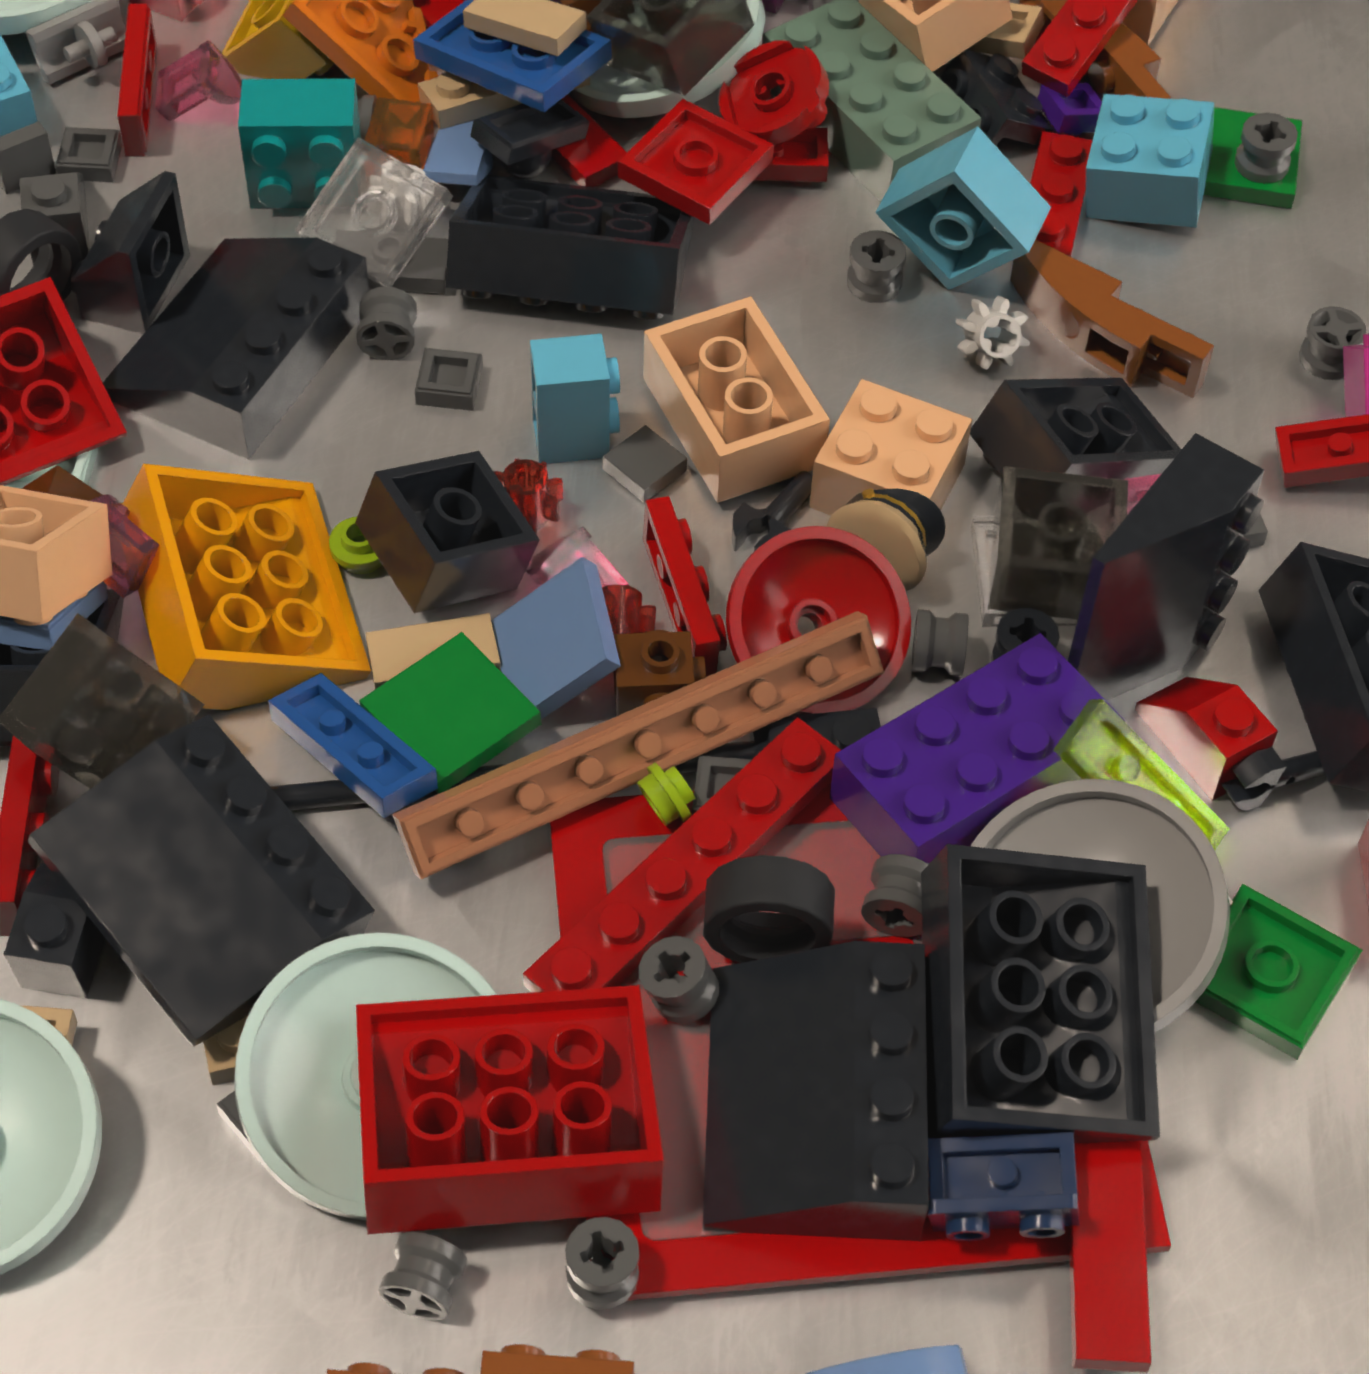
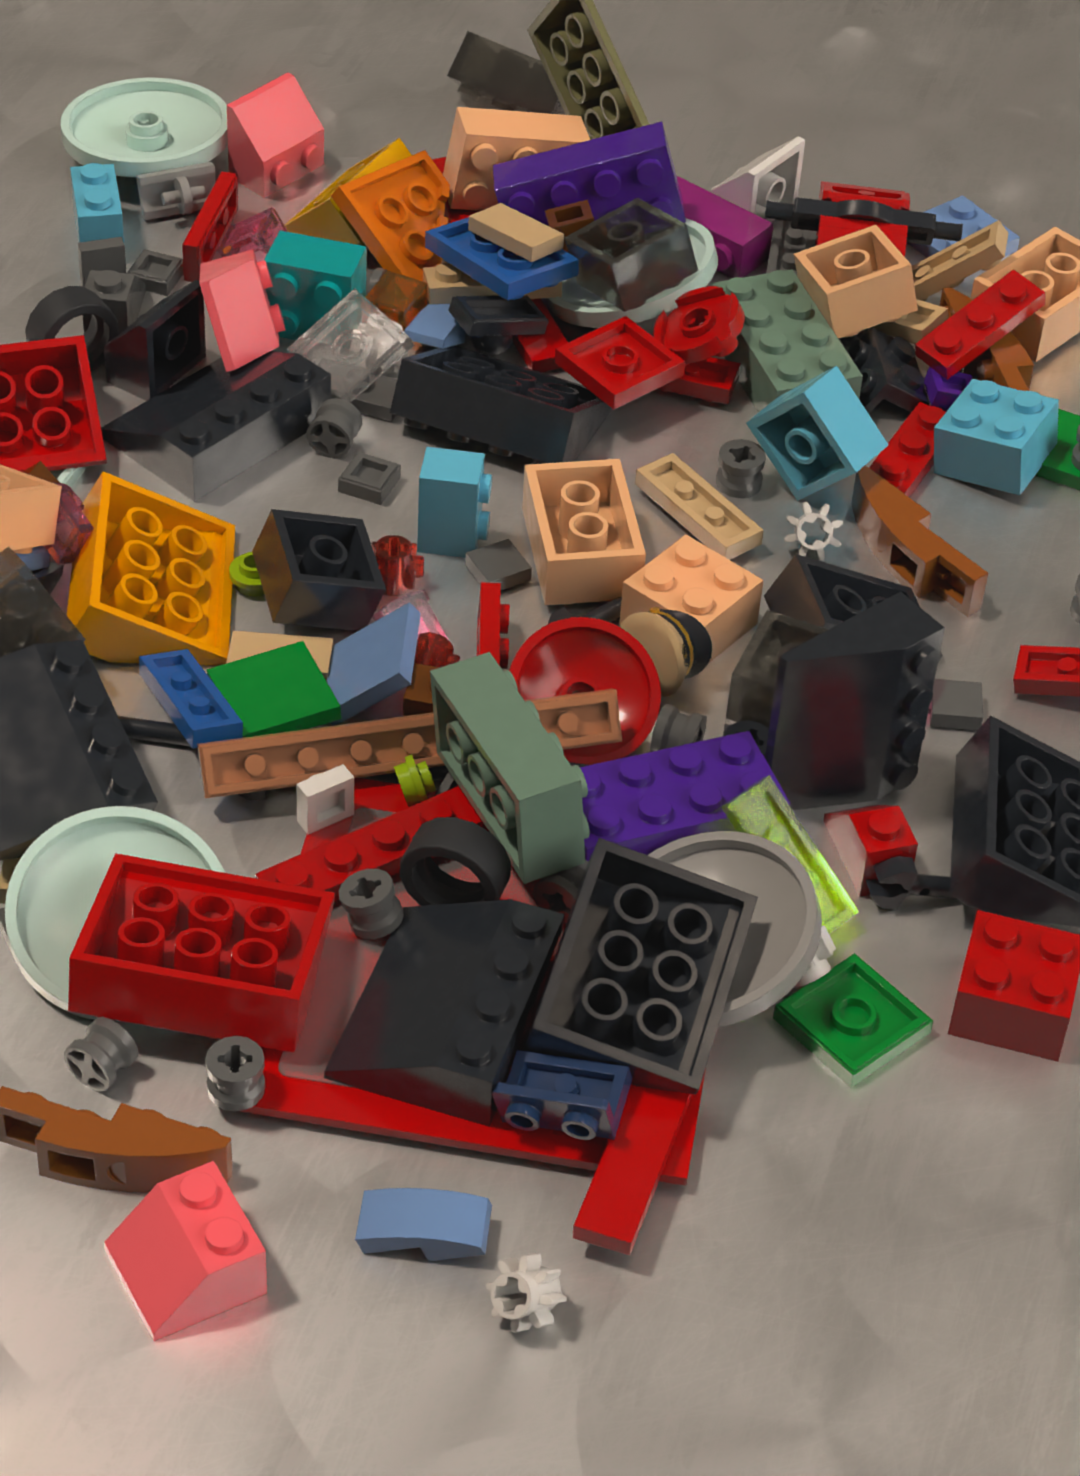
camera: 15 degrees right, 10 degrees down
(226, 192) = (240, 307): none -> coral slope
(569, 846) = (325, 799): none -> white plate
(798, 766) = (509, 766): none -> sand green brick
(848, 329) = (698, 506): none -> tan plate

